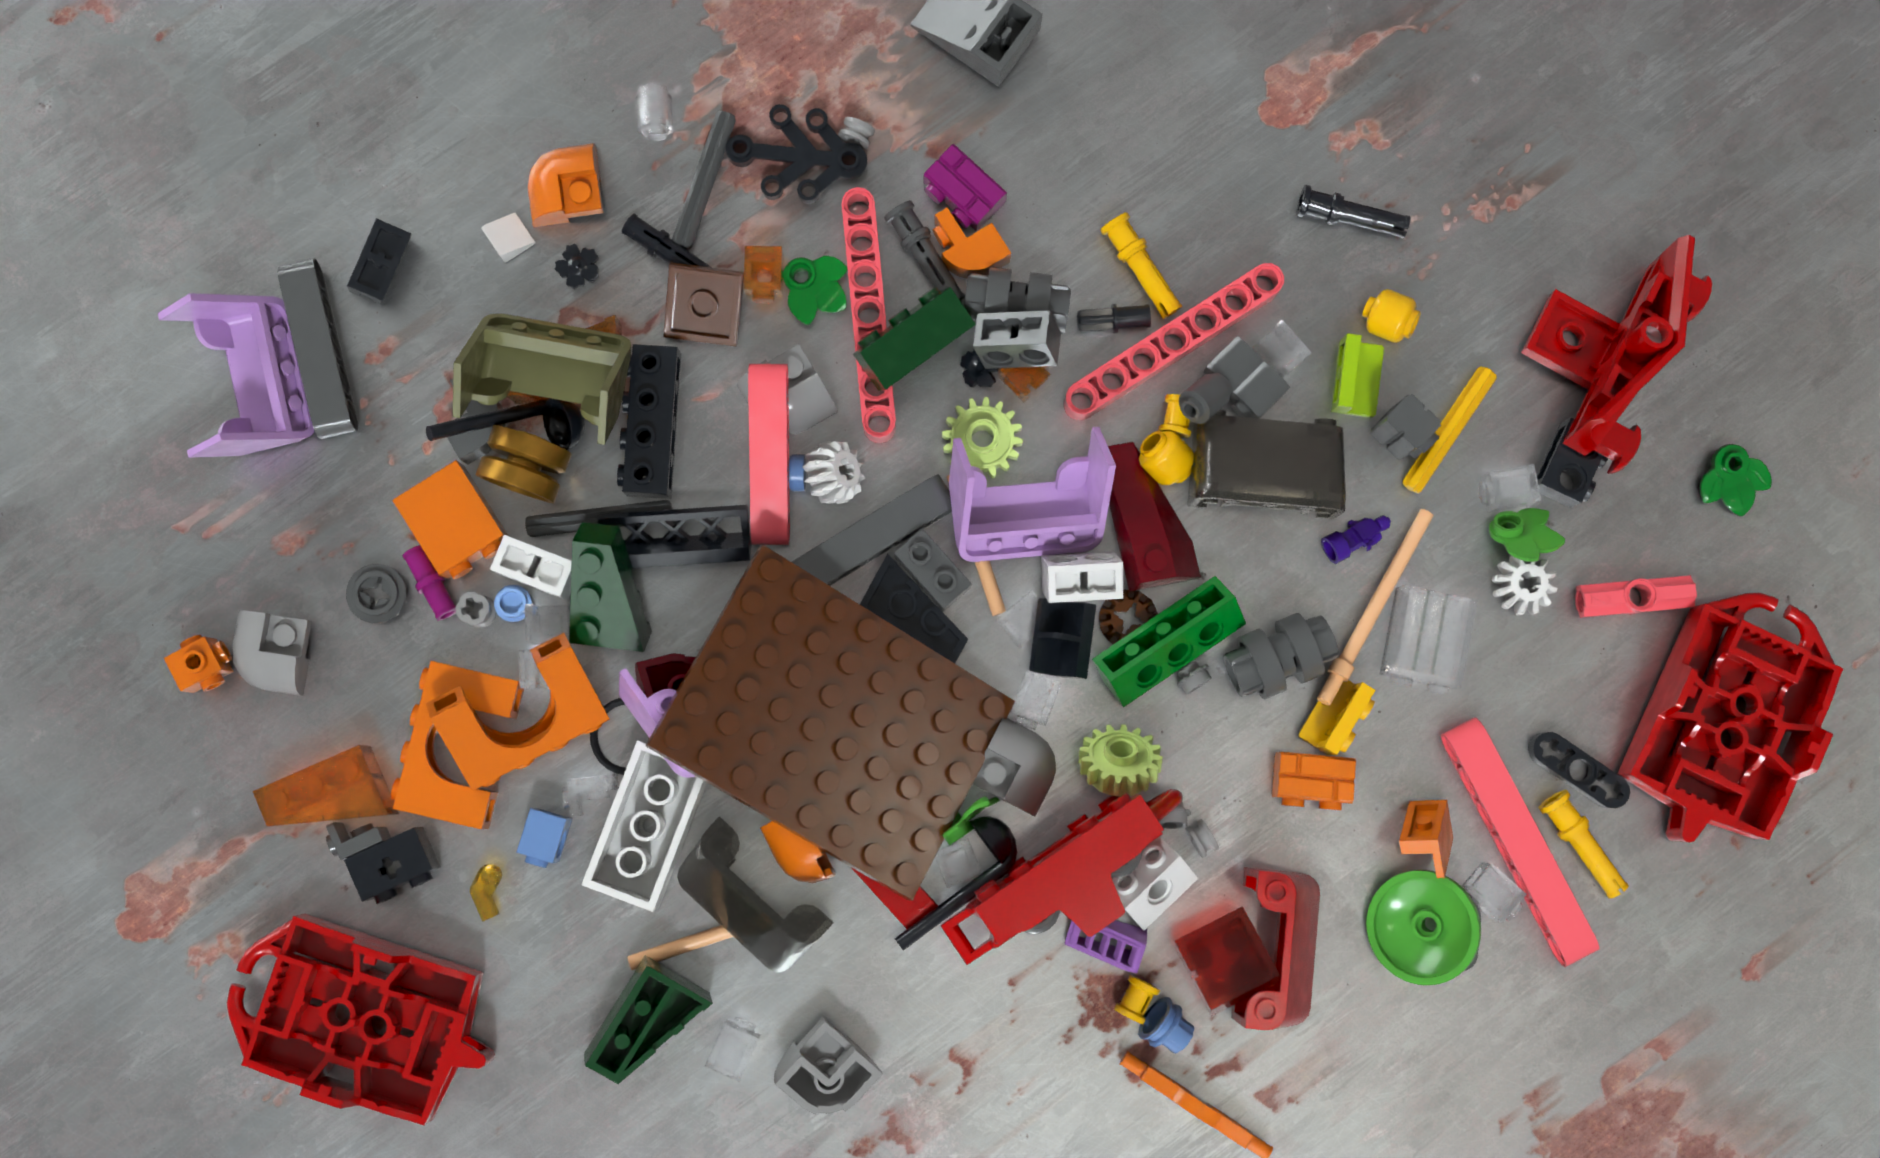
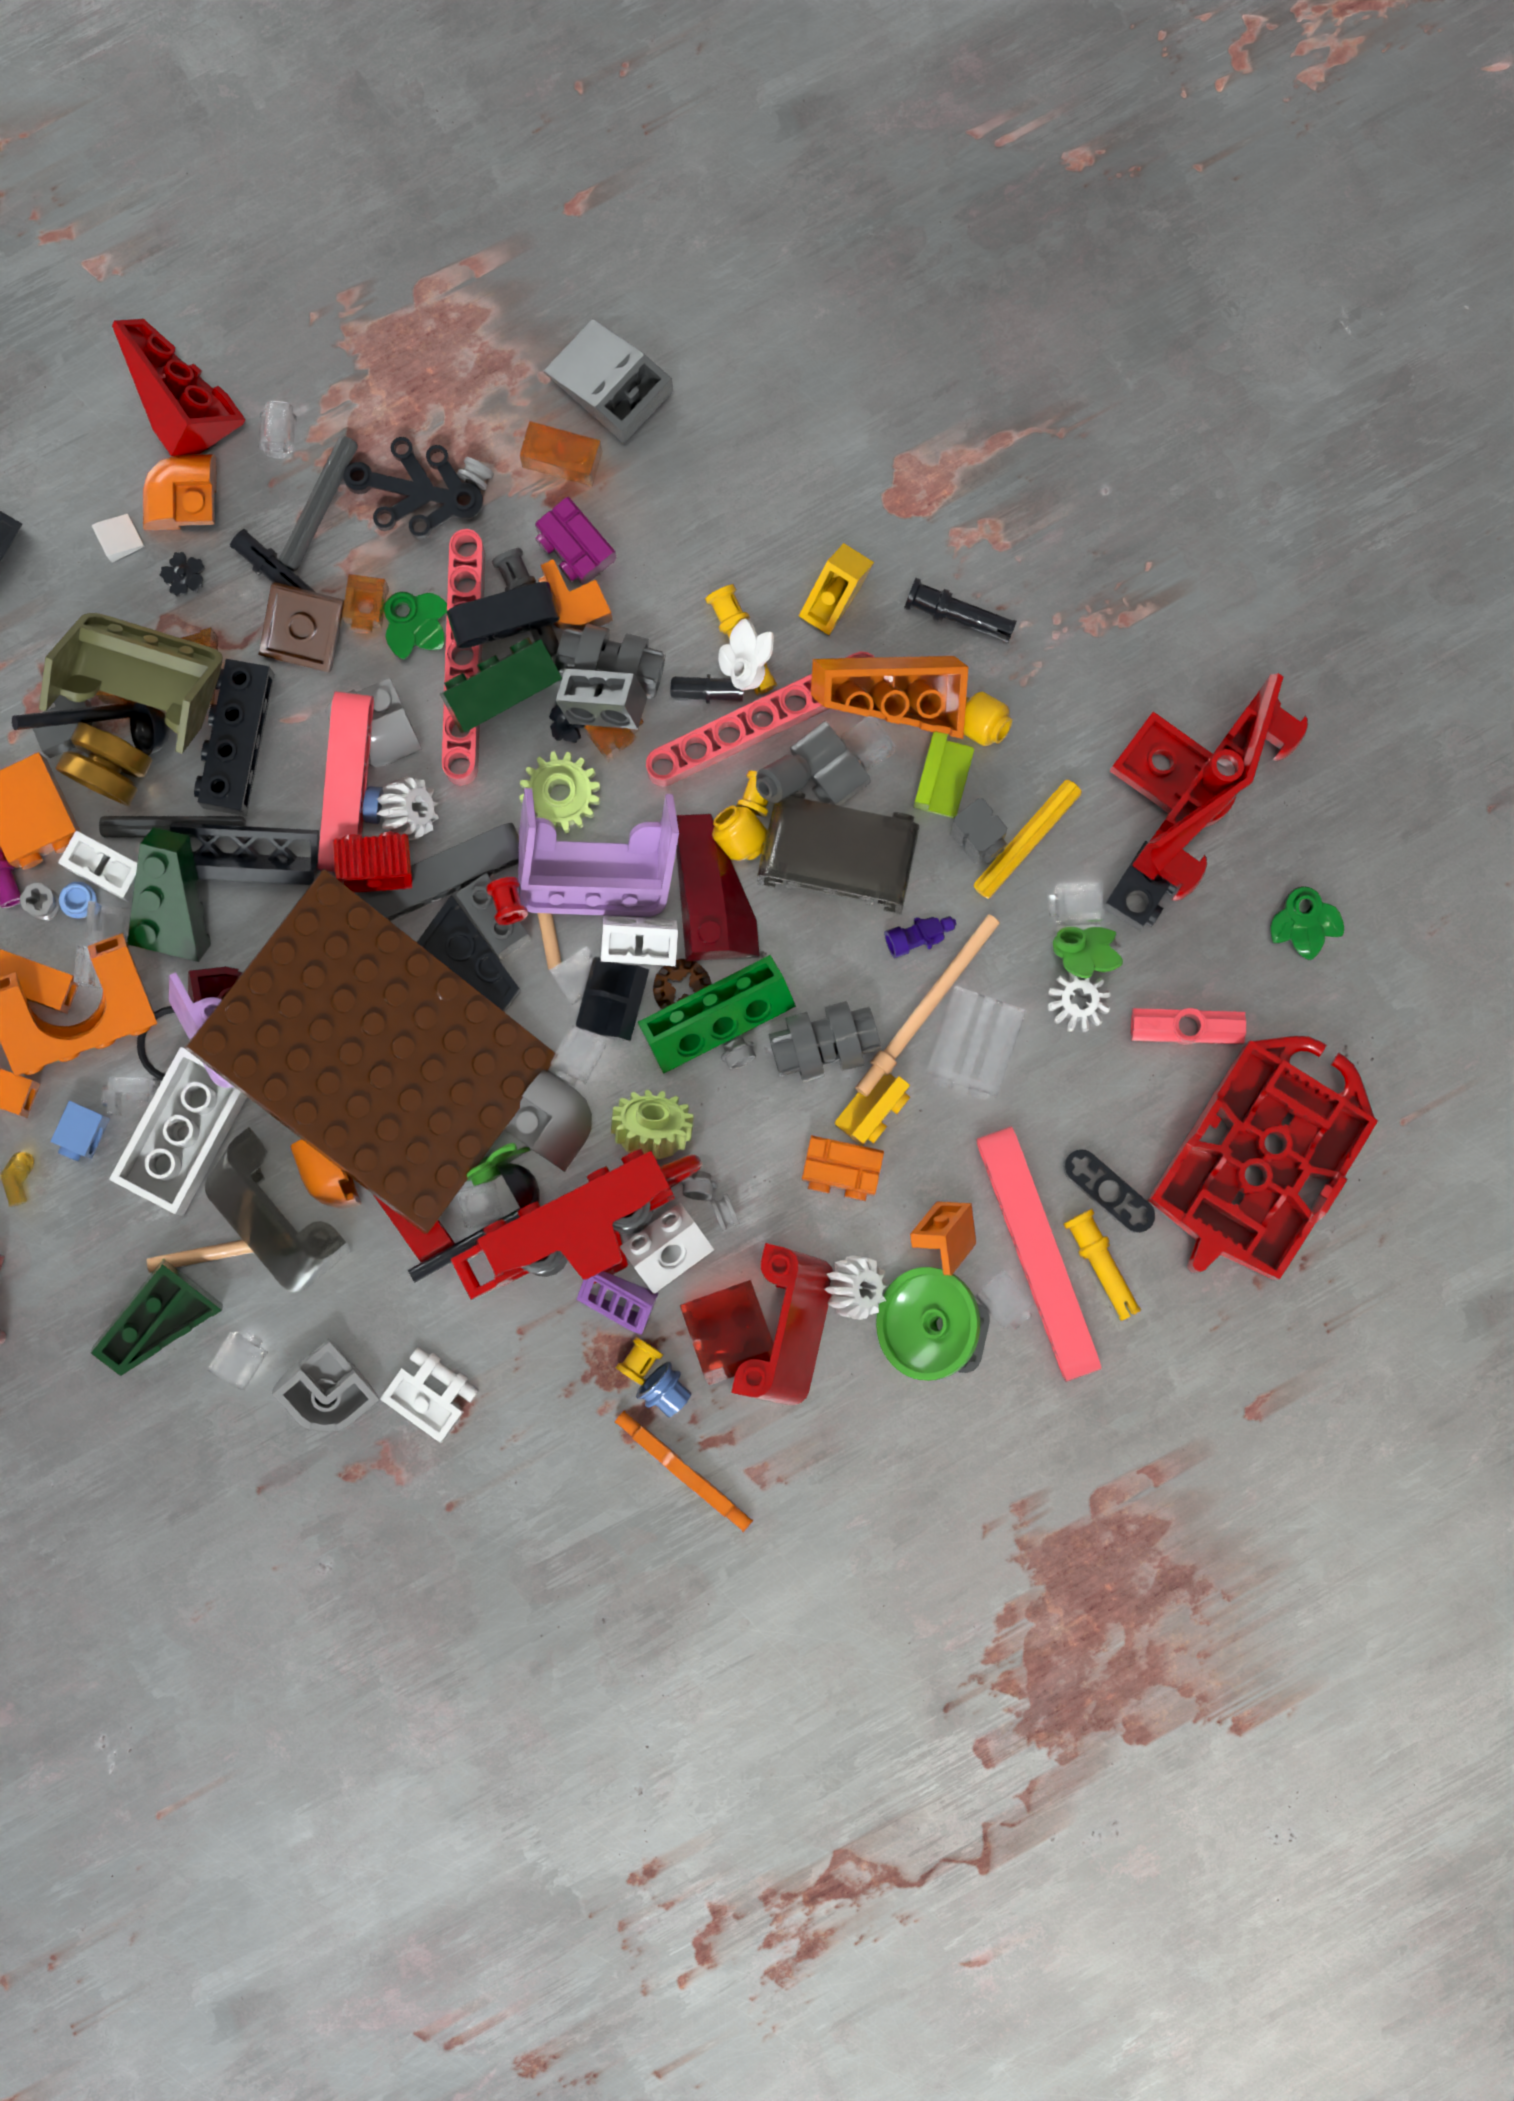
camera: 15 degrees right, 0 degrees up
(552, 96) = (178, 402): none -> red wedge
(808, 530) = (373, 862): none -> red brick
(906, 268) = (503, 615): none -> black beam
(924, 1070) = (422, 1404): none -> white plate
(939, 103) = (560, 453): none -> clear orange brick
(949, 553) = (507, 900): none -> red bush
(1151, 280) = (746, 655): none -> white plate
(1228, 205) = (836, 588): none -> yellow slope
(1313, 296) = (903, 690): none -> orange wedge
(1345, 899) = (856, 1287): none -> white gear

